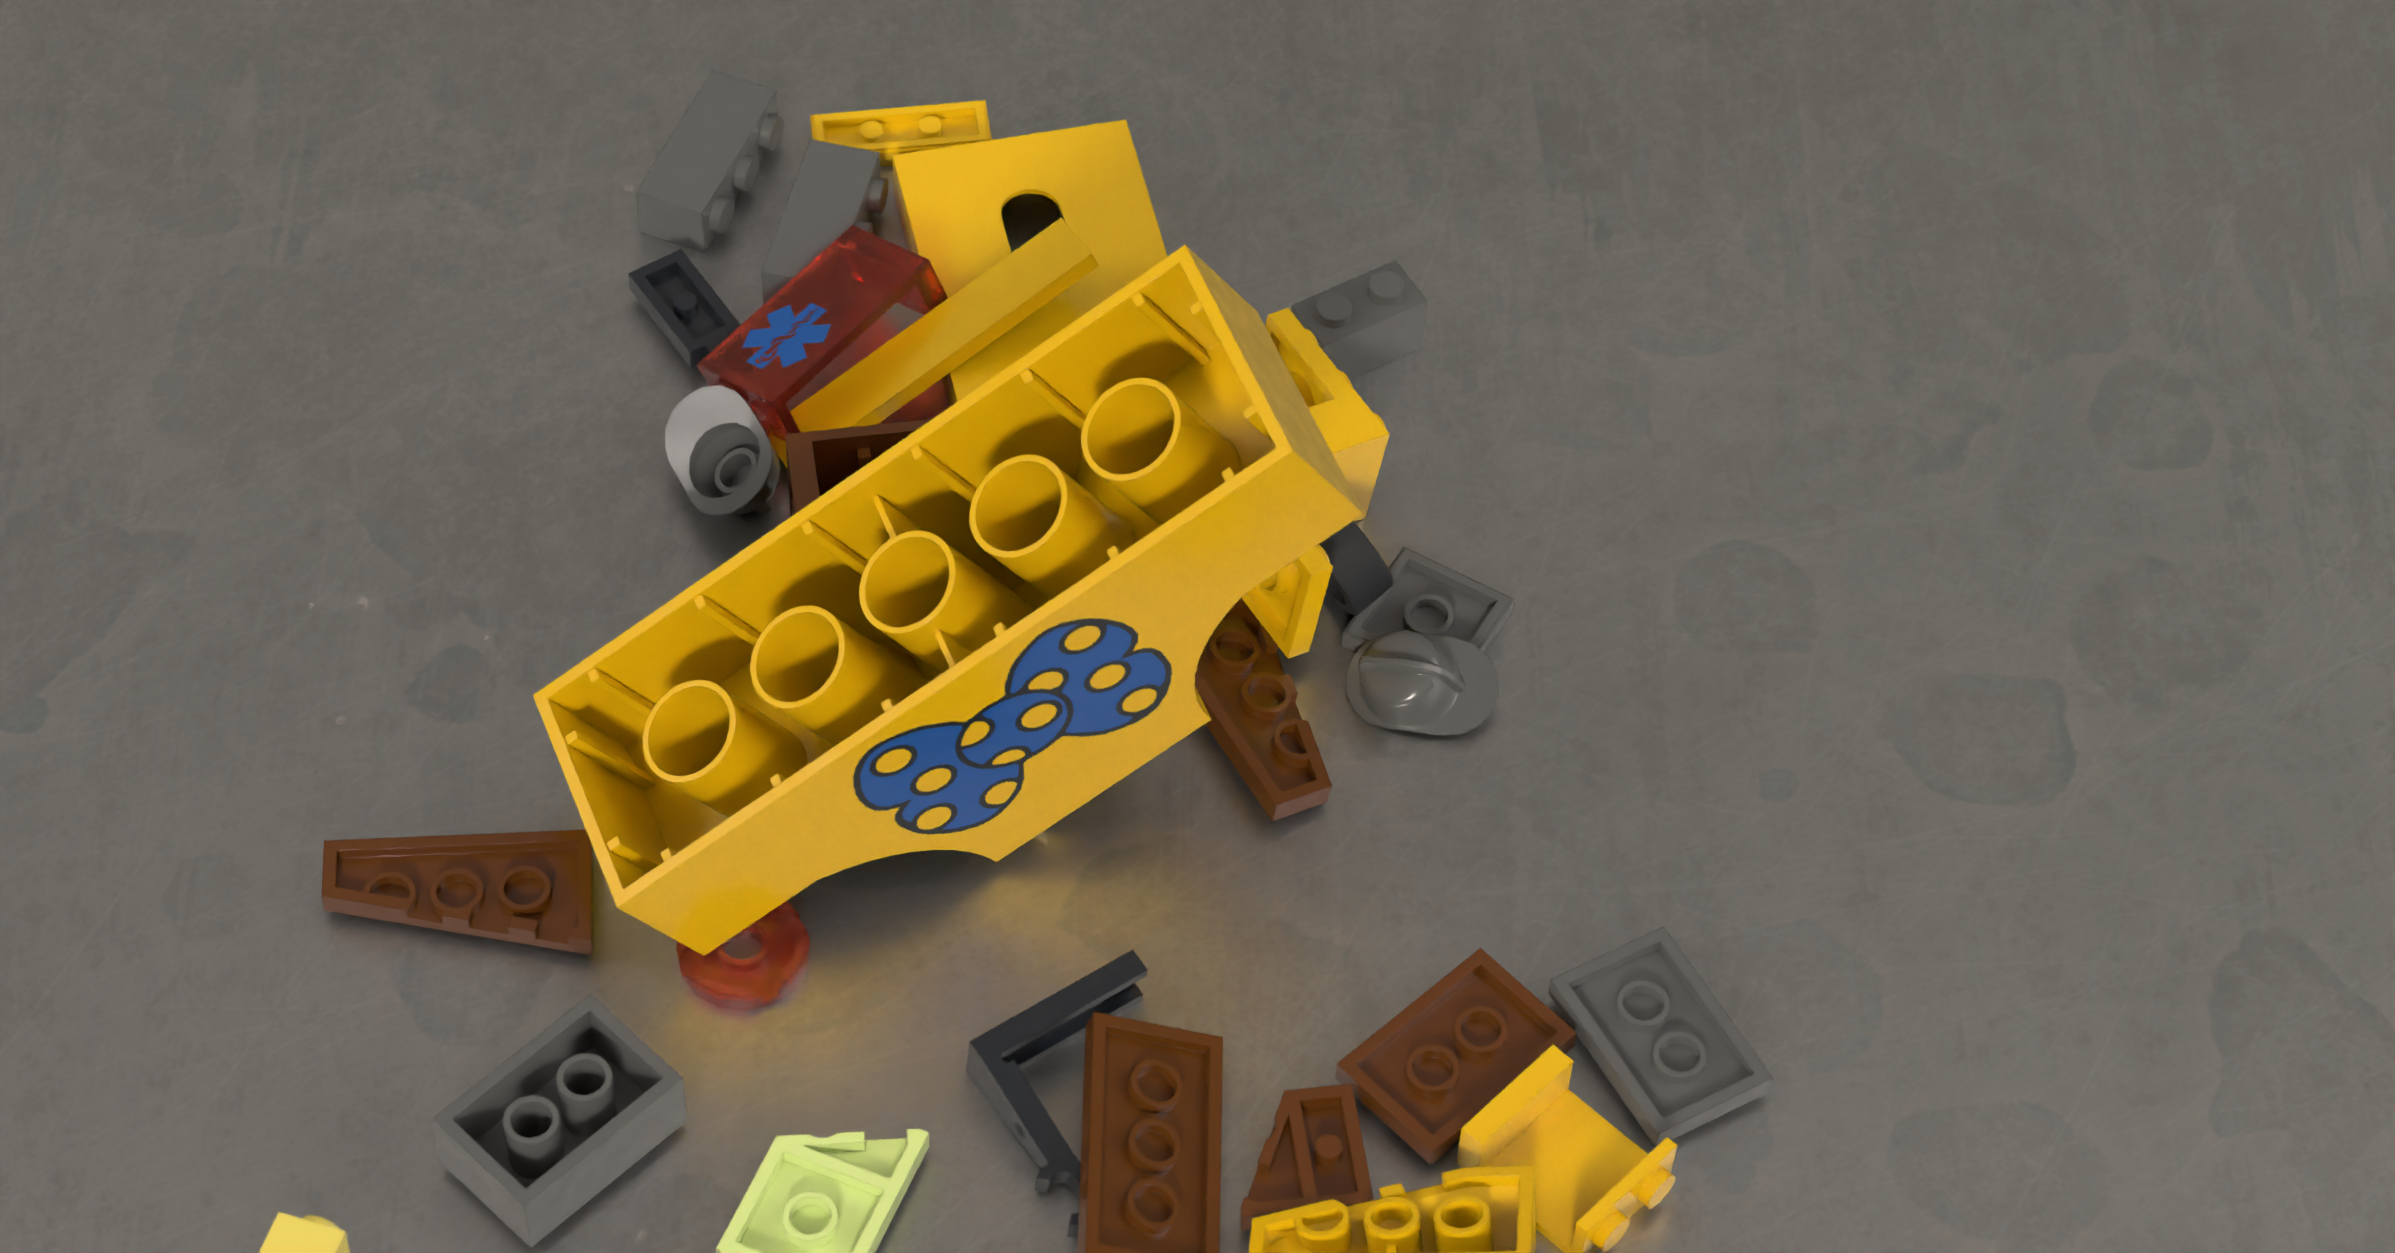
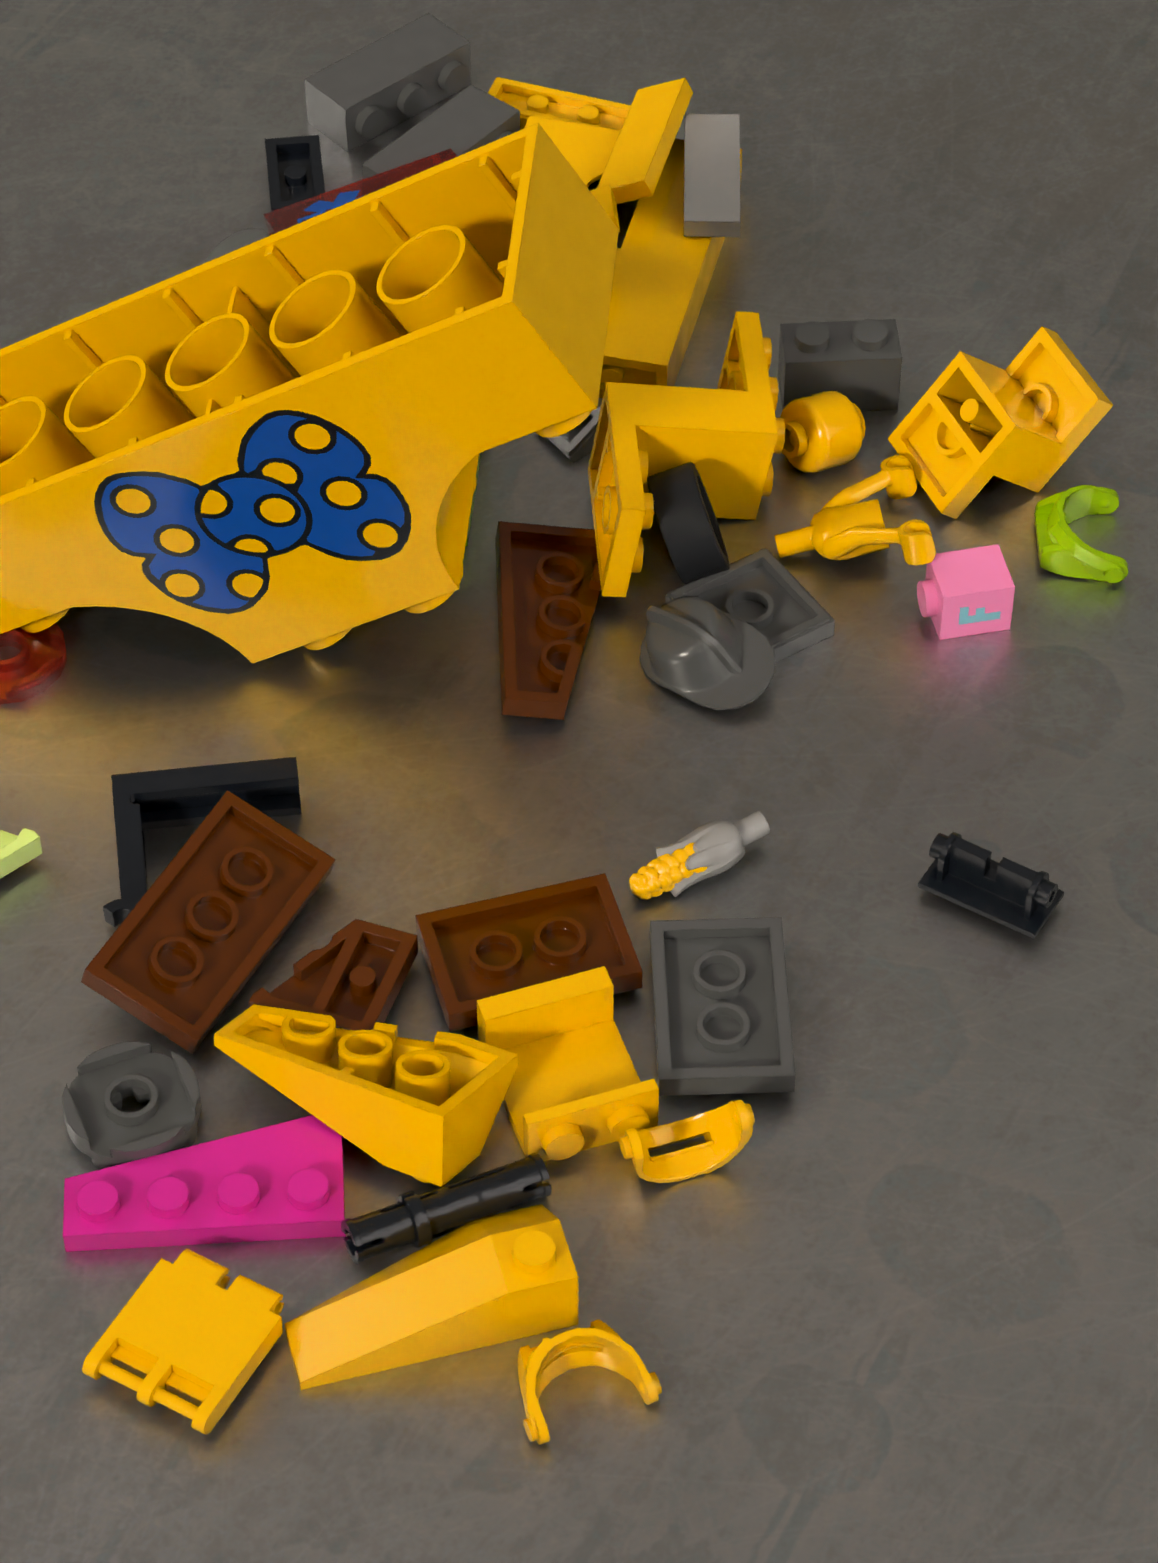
camera: 30 degrees right, 5 degrees down
(1039, 149) = (646, 140): none -> yellow tile
(1122, 162) = (712, 175): none -> light grey tile
(1393, 394) = (822, 431): none -> yellow head
(1483, 492) = (855, 529): none -> yellow piece
(1544, 893) = (697, 856): none -> light grey piece
(1549, 334) = (999, 422): none -> yellow bracket
(1620, 523) = (967, 592): none -> bright pink brick
(1661, 437) = (1062, 549): none -> lime helmet
(1742, 1166) = (723, 1128): none -> yellow helmet
(1817, 817) = (990, 888): none -> black hinge

